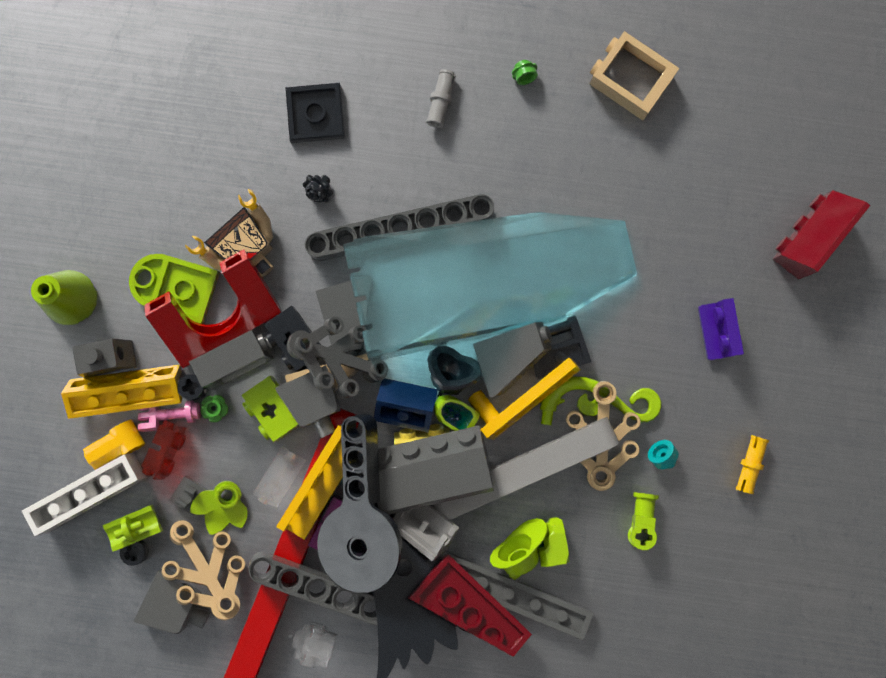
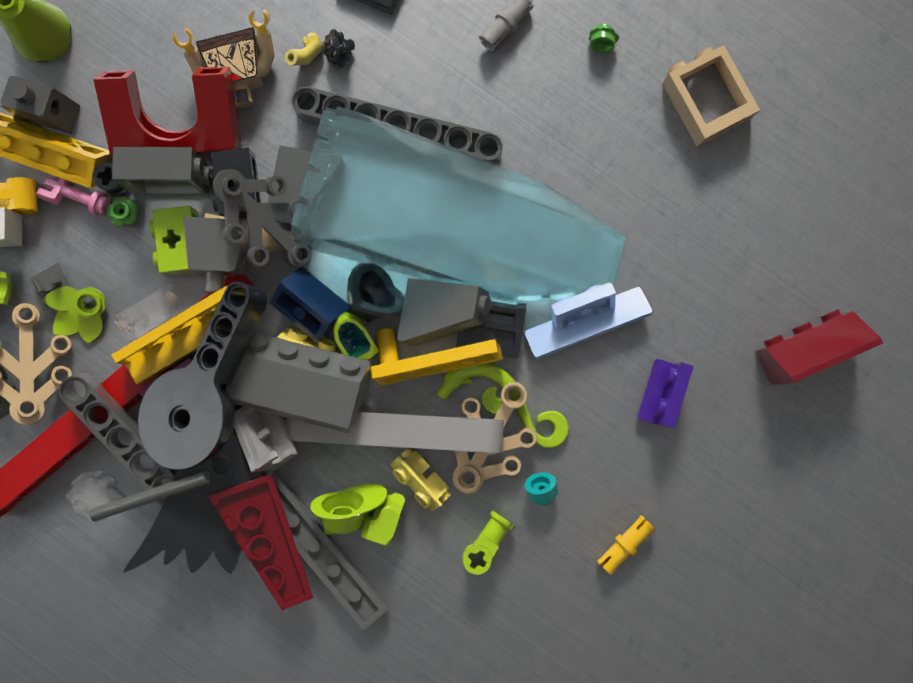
camera: 25 degrees right, 0 degrees up
(162, 461) = (42, 237): clear red hinge -> none
(187, 282) = (159, 74): lime tile -> none
(294, 208) = (307, 54): none -> light yellow arm
(364, 621) = (150, 496): none -> dark grey bar
(576, 503) = (426, 490): none -> light yellow hinge
(627, 302) = (586, 317): none -> light blue bracket

